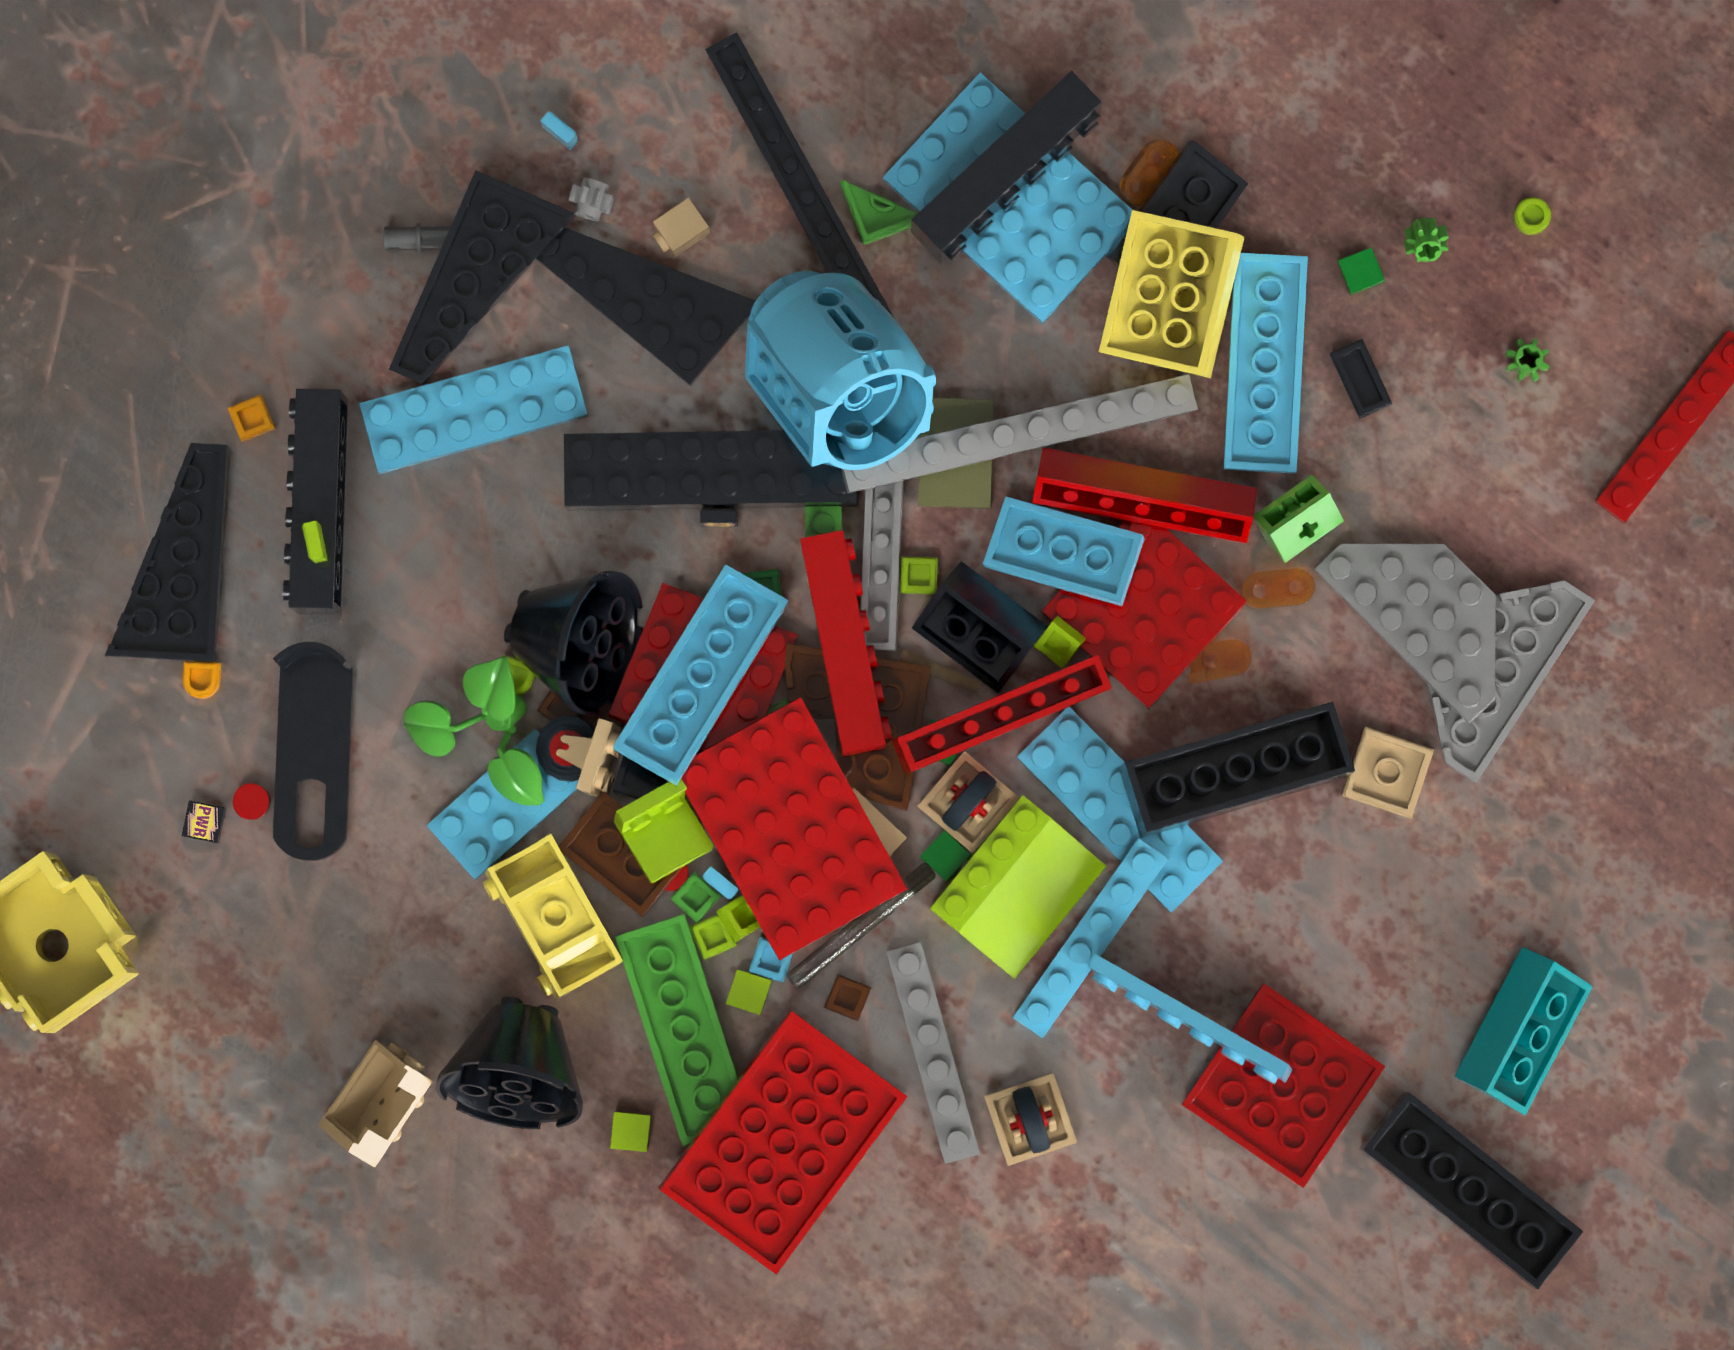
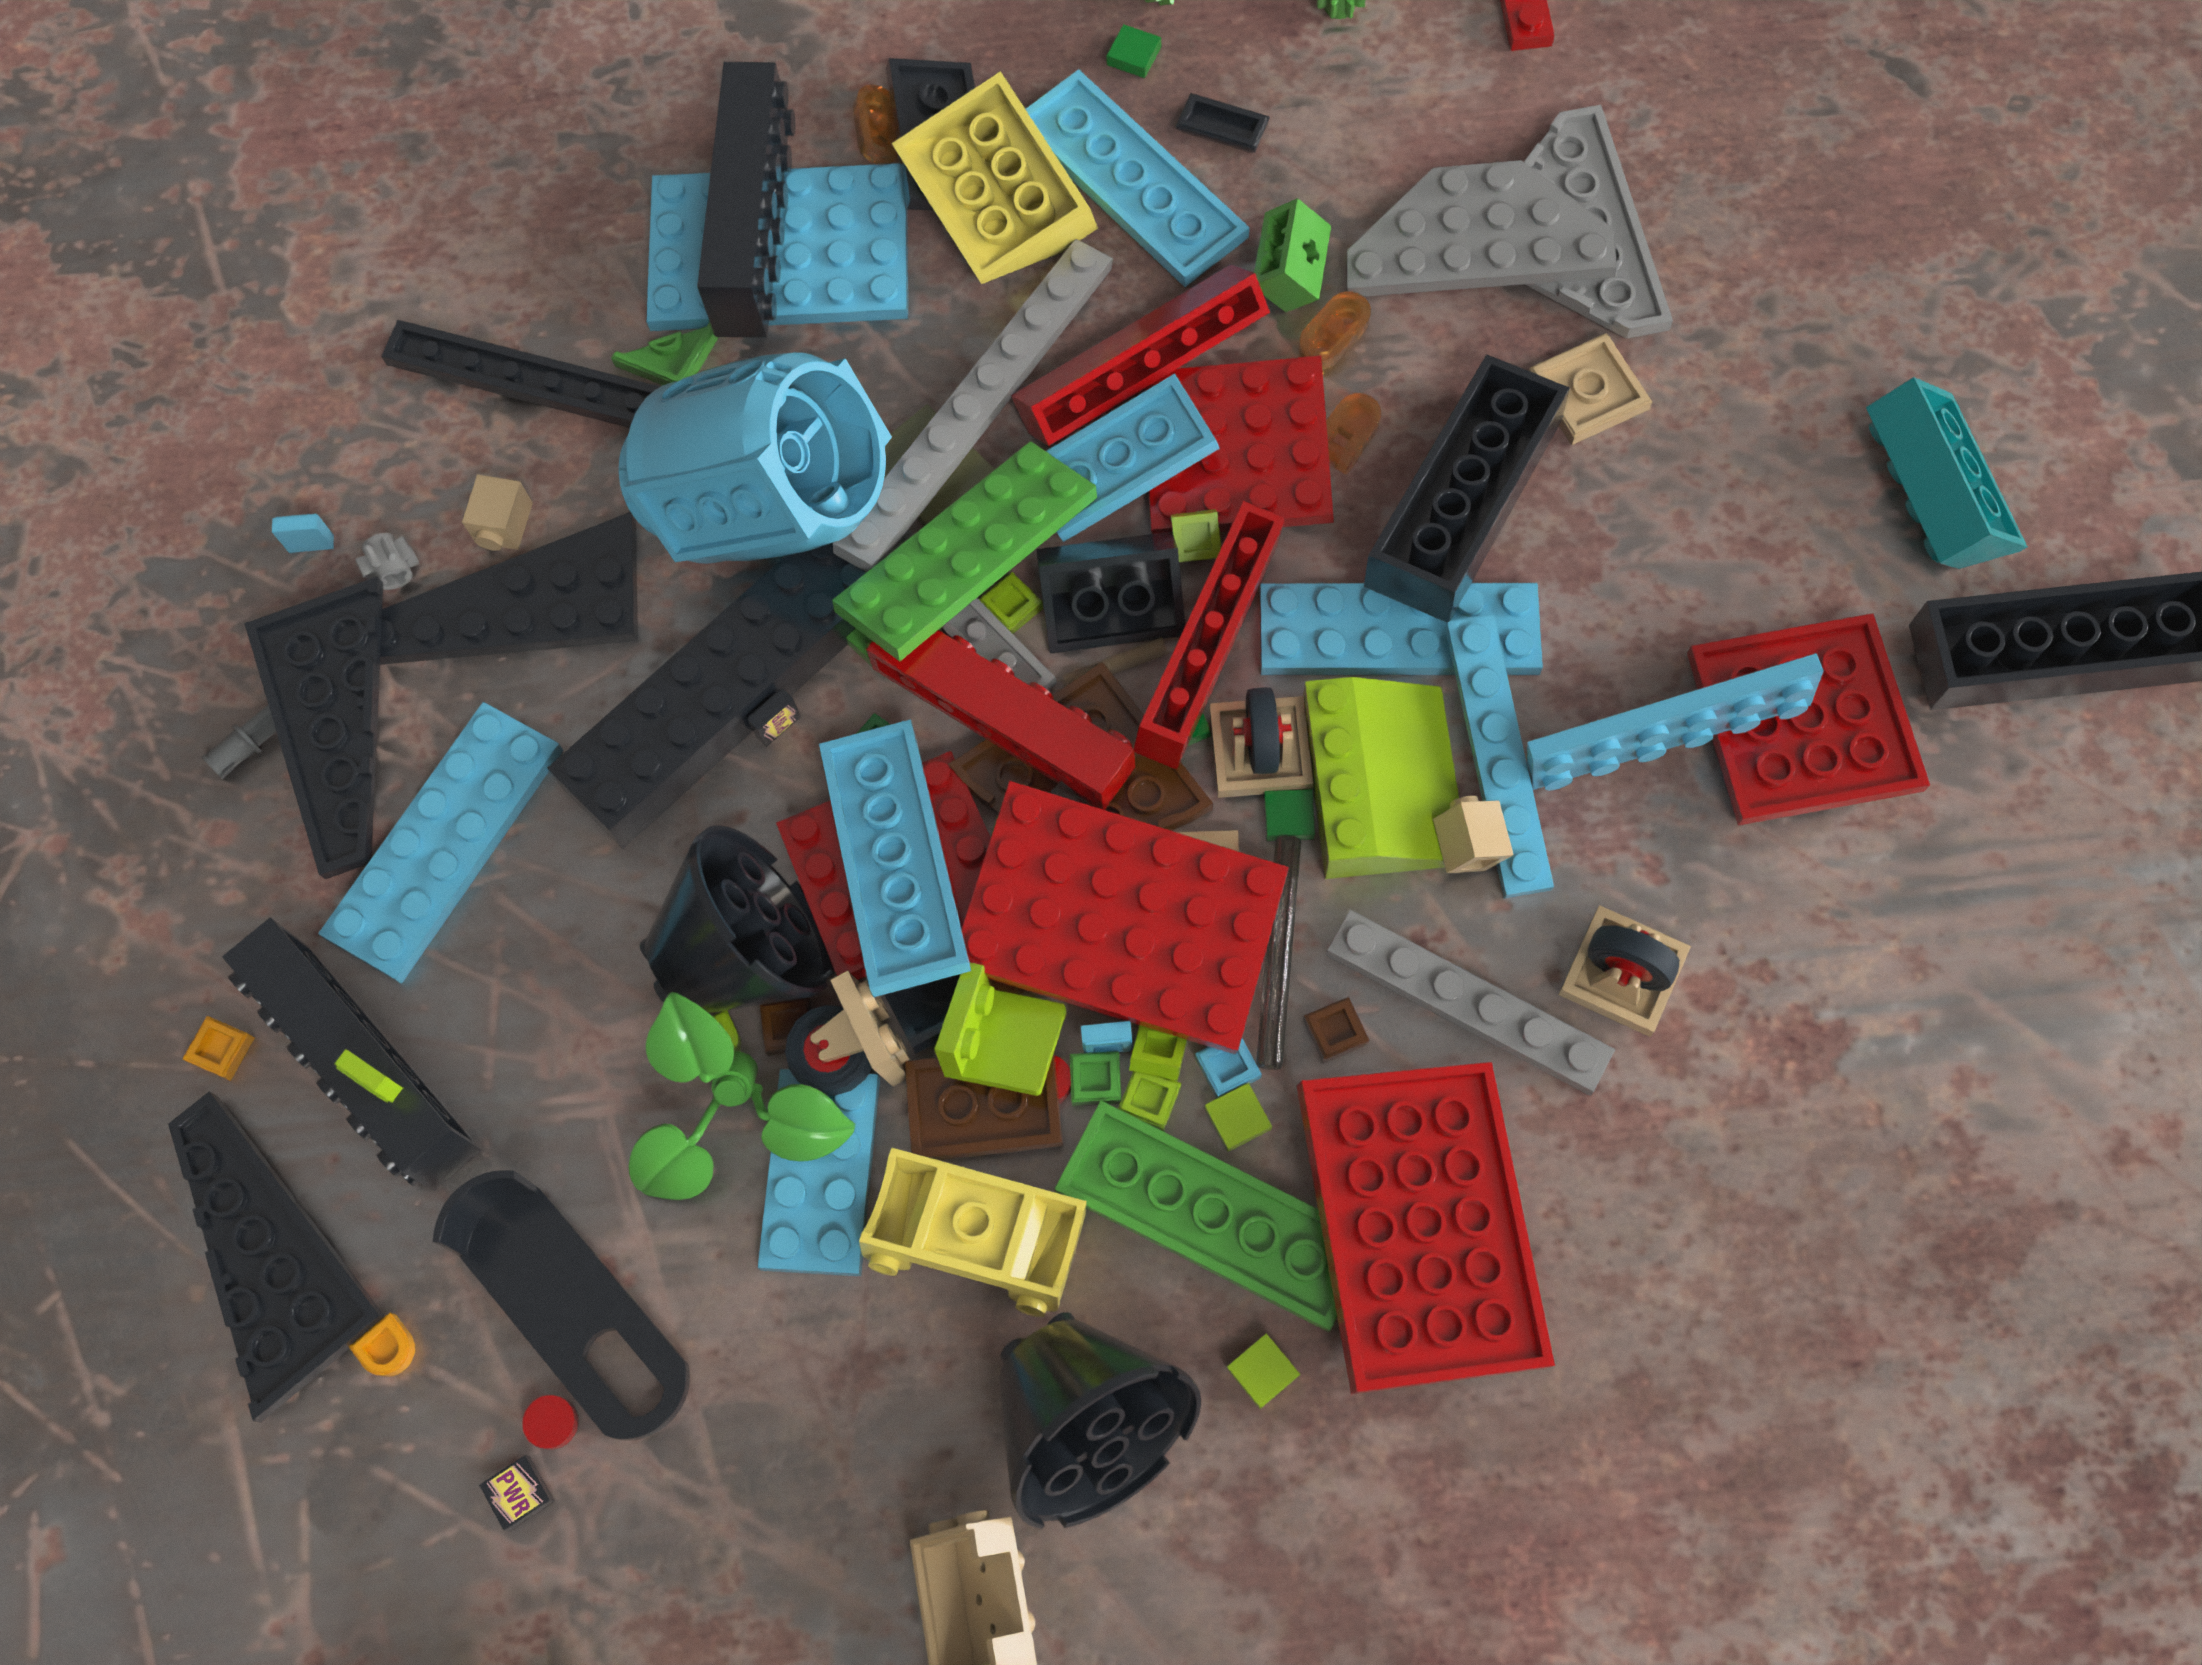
camera: 45 degrees left, 15 degrees down
(915, 529) = (964, 550): none -> bright green plate
(1026, 968) = (1472, 835): none -> tan brick

